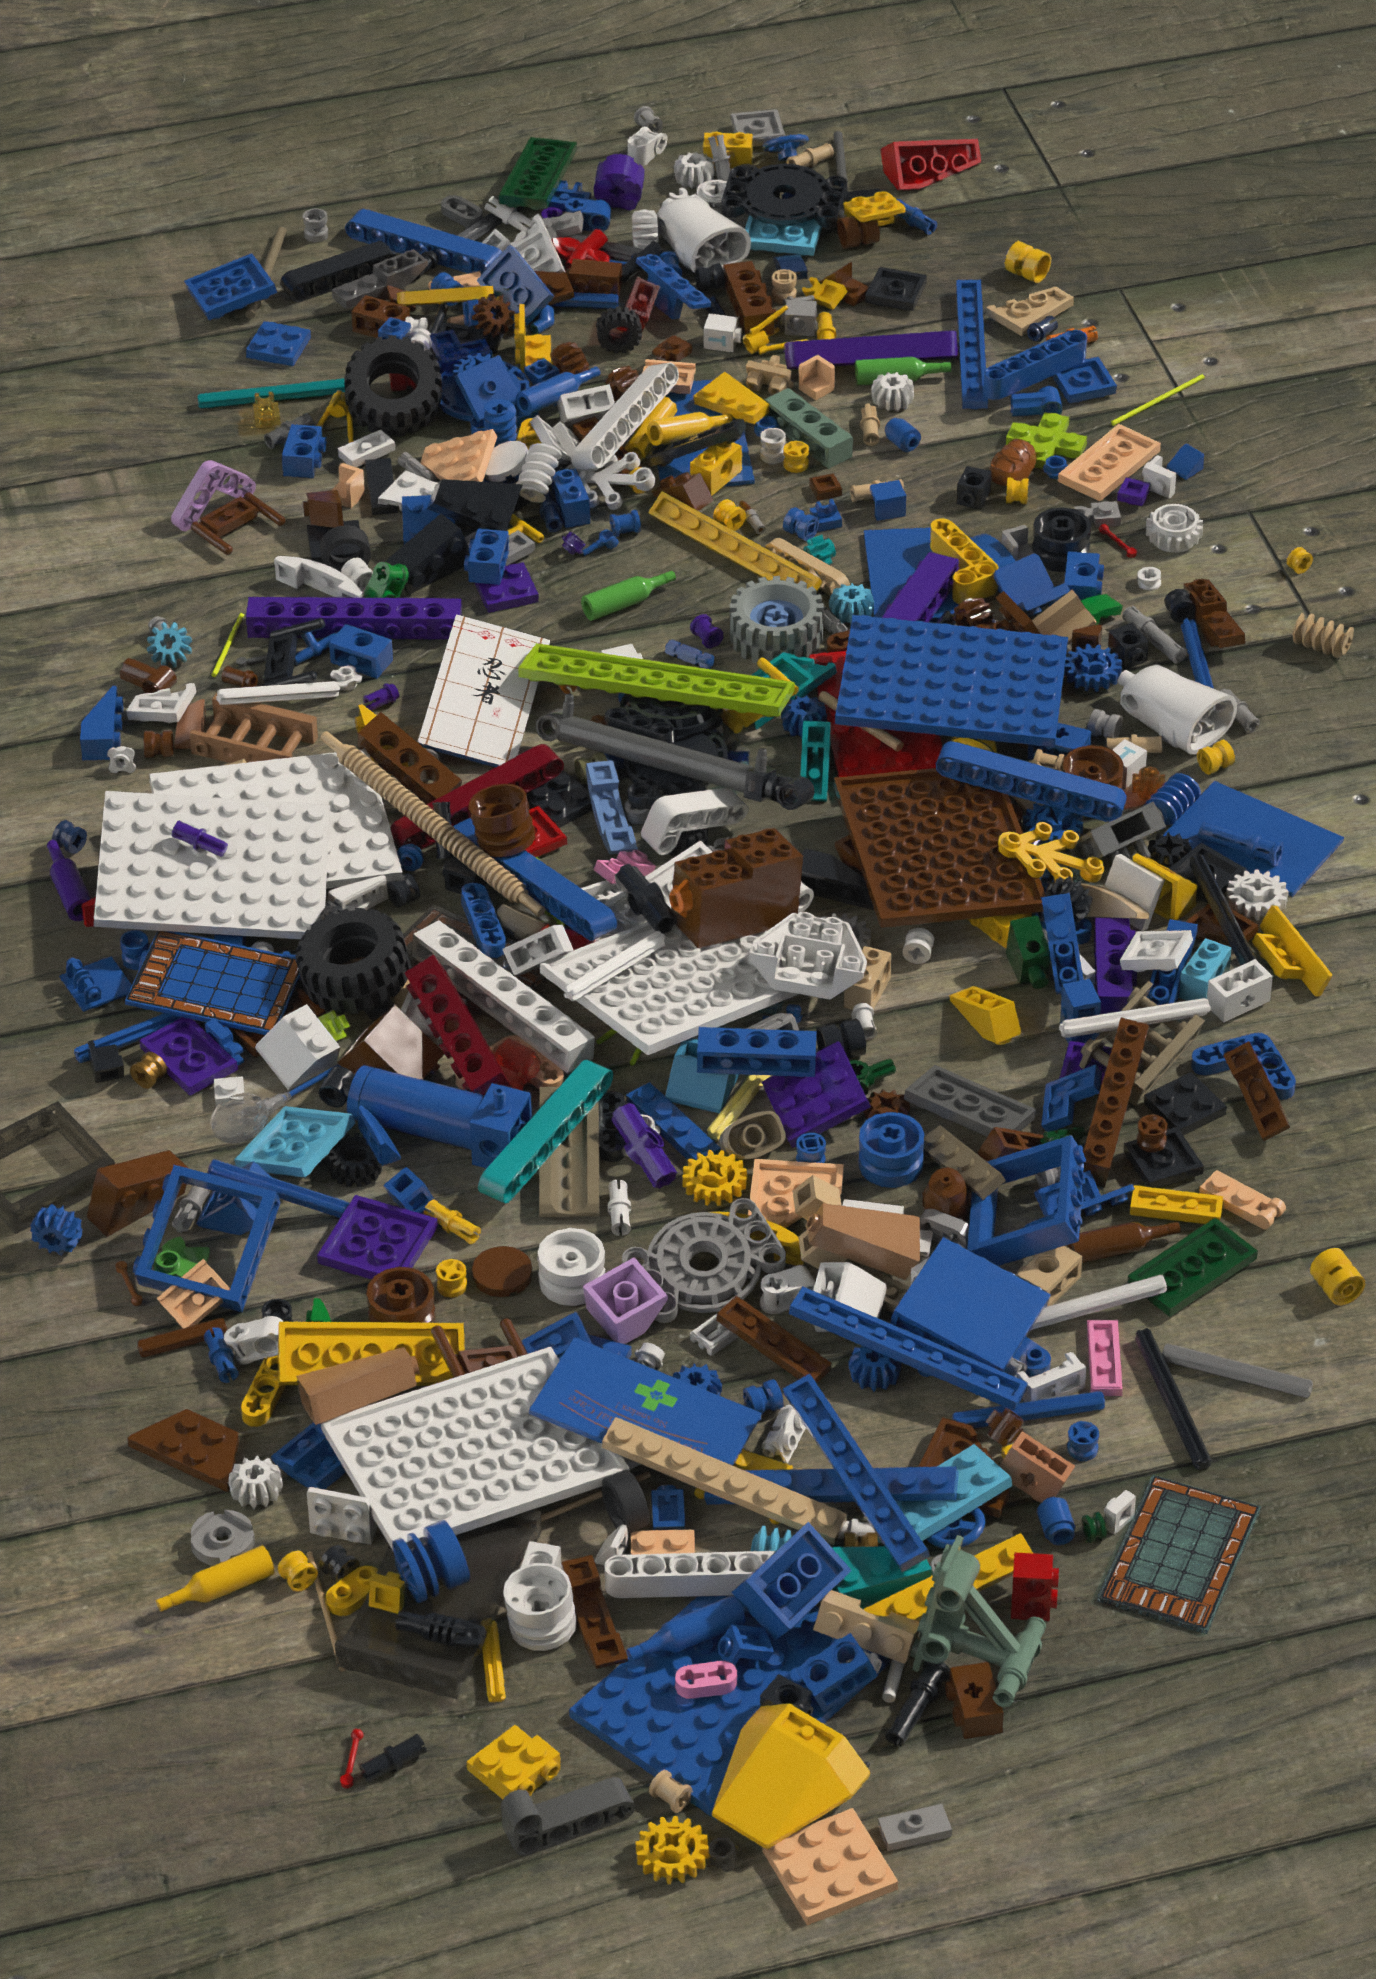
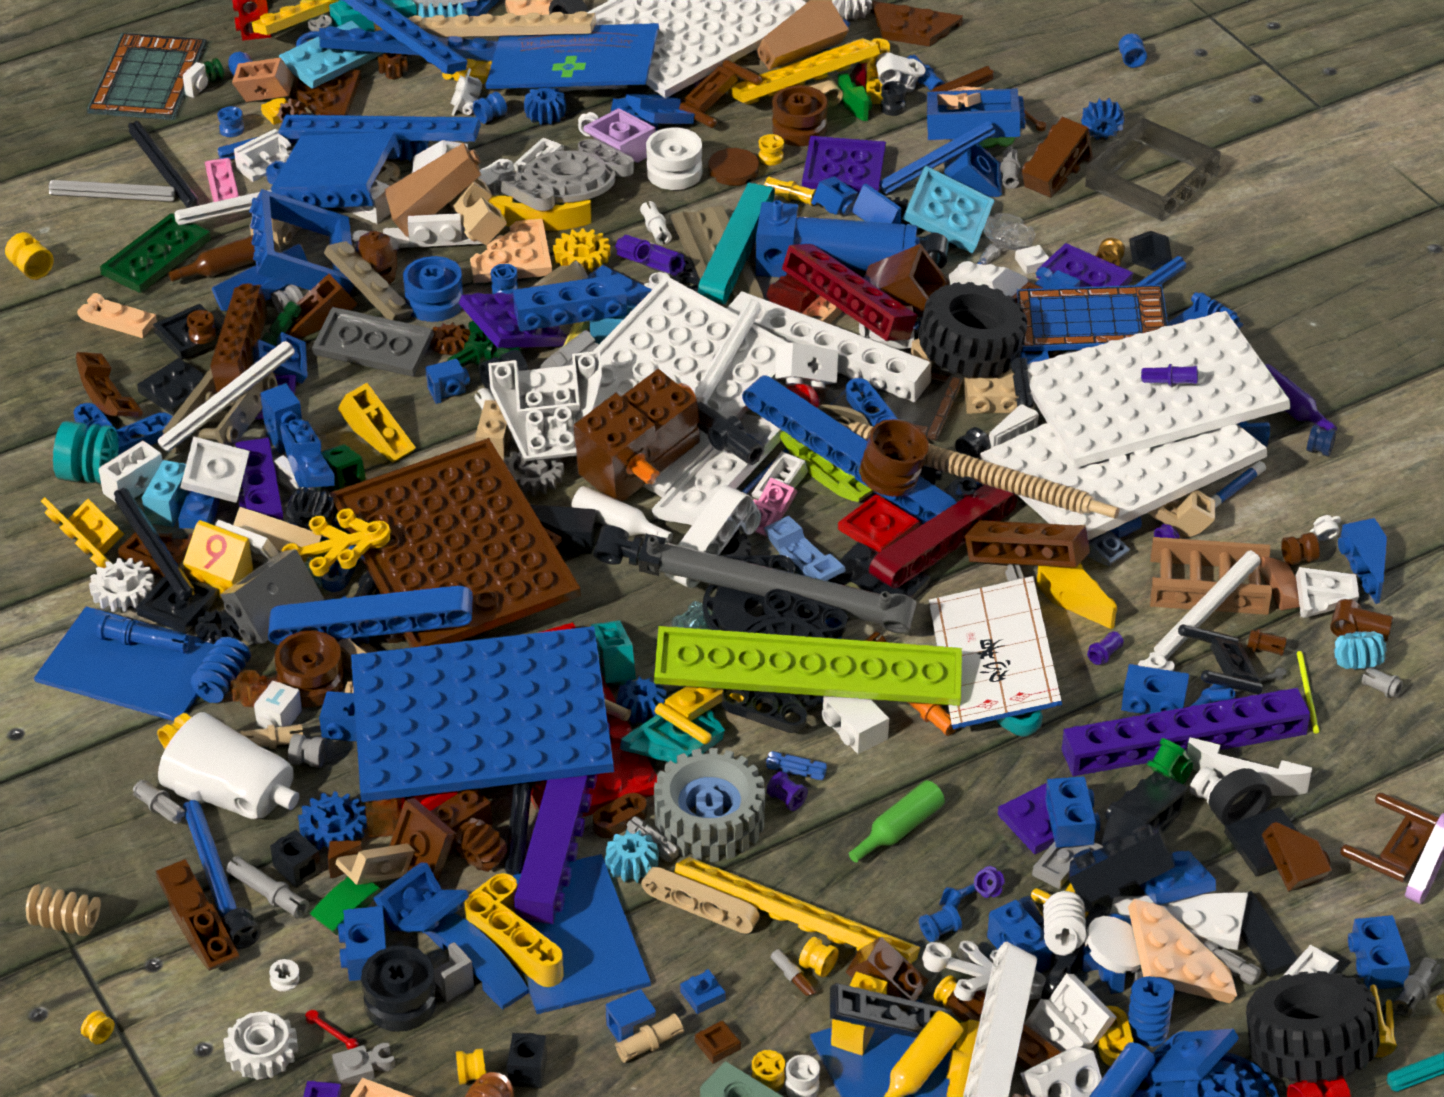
camera: 165 degrees right, 0 degrees up
(350, 485) = (1293, 912): light nougat panel -> none
(772, 1340) = (506, 143): reddish brown plate -> none
(803, 525) = (727, 960): blue wheel -> none
(821, 548) = (691, 919): teal gear -> none
(902, 1048) = (446, 379): none -> blue brick
(1175, 1205) = (173, 296): yellow plate -> none
(1278, 1008) = (83, 450): none -> teal wheel

